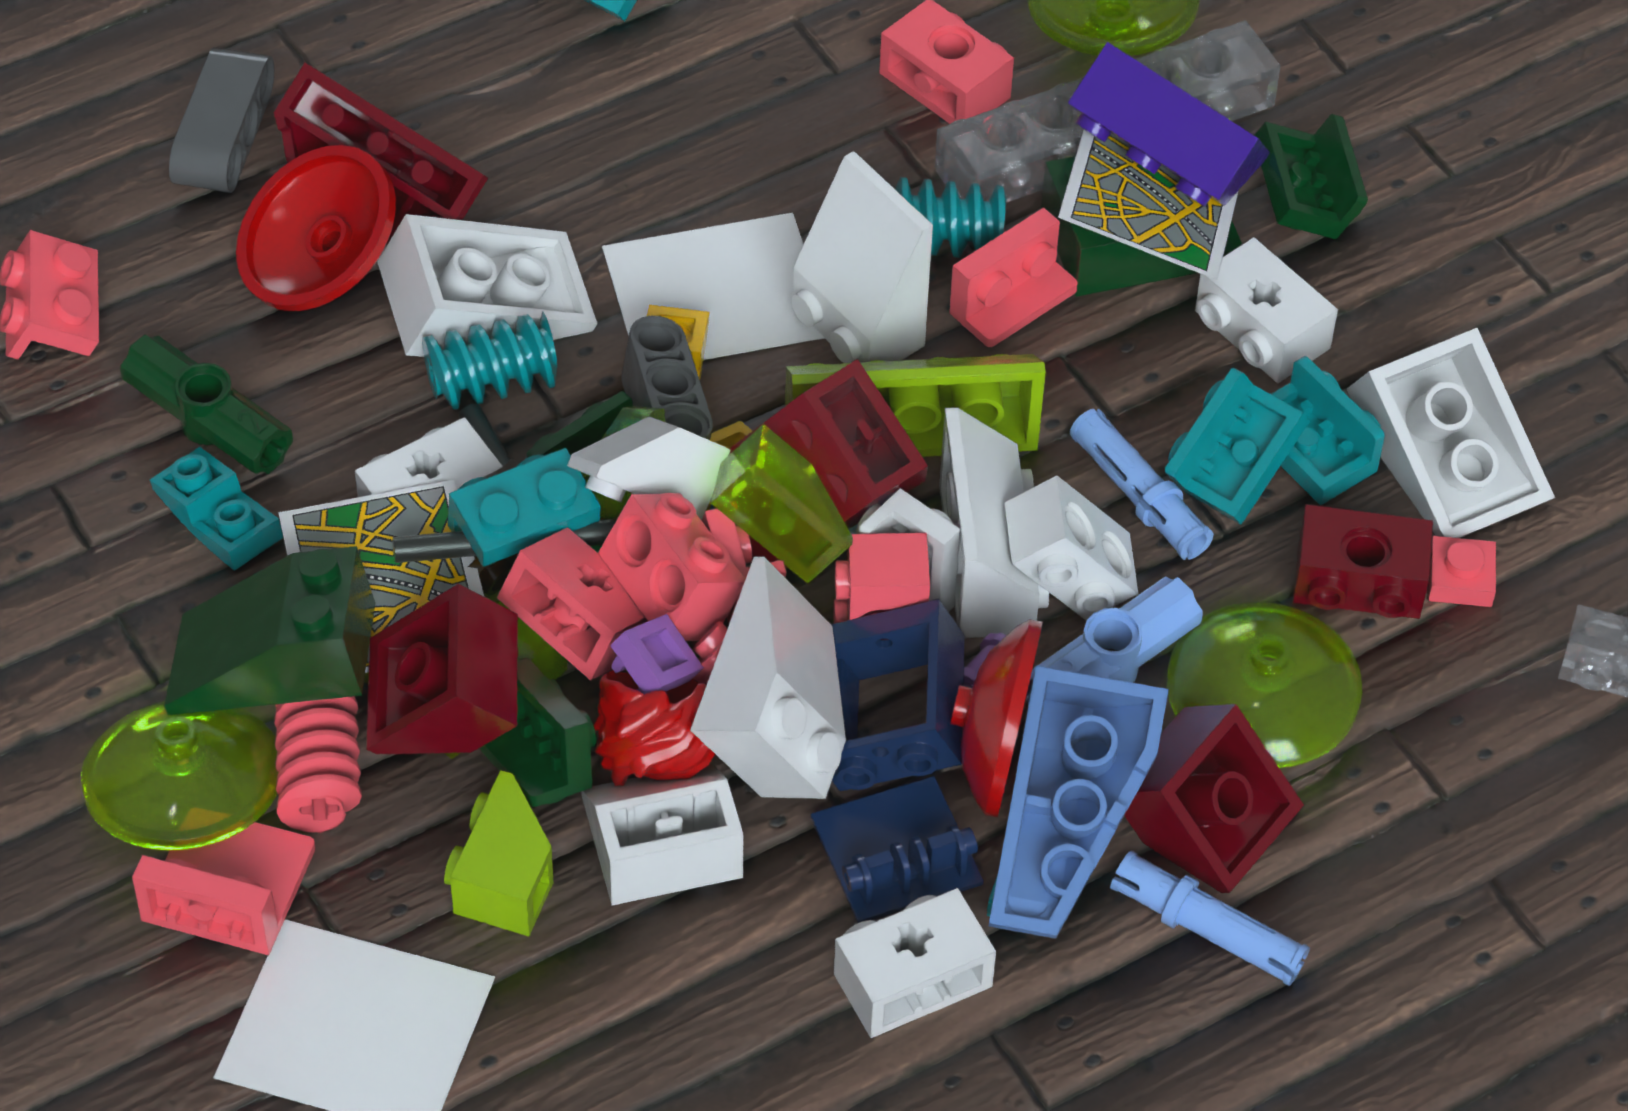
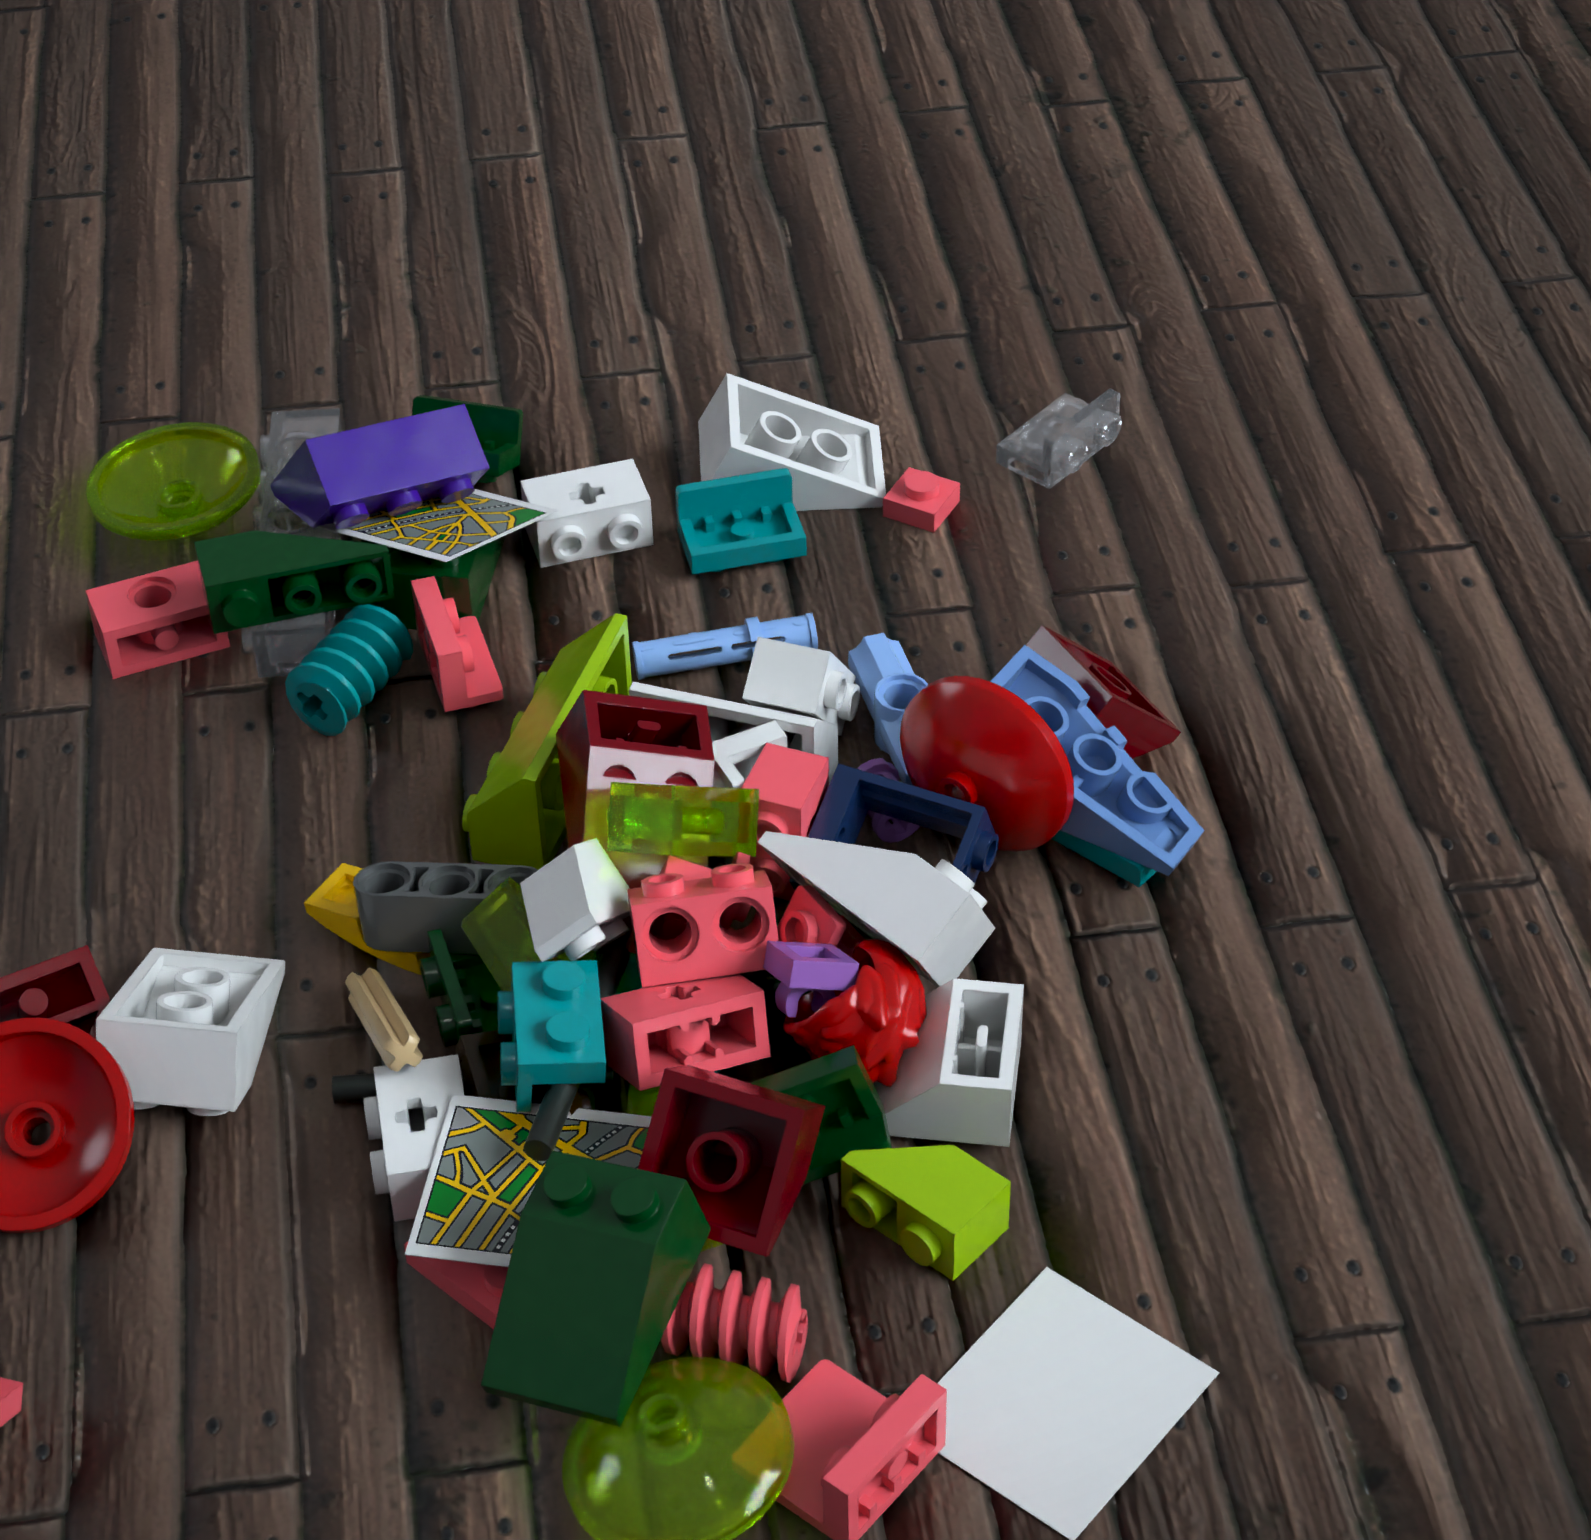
camera: 65 degrees left, 10 degrees down
(206, 404) = (188, 1298): dark green piece -> none
(215, 509) = (315, 1344): teal slope -> none
(491, 360) = (295, 1041): teal piece -> none
(528, 405) = (383, 1019): none -> tan axle
(729, 269) = (277, 855): white sticker -> none
(865, 269) = (400, 711): white slope -> none
(897, 848) = (1046, 921): dark blue hinge -> none
(913, 961) = (1181, 940): white brick -> none
(984, 107) = (282, 577): none -> dark green slope
(1187, 905) = (1190, 754): light blue pin -> none
(1235, 446) = (737, 565): teal bracket -> none
(1295, 703) = (965, 629): clear neon green dish -> none
(1363, 562) = (891, 541): dark red brick -> none

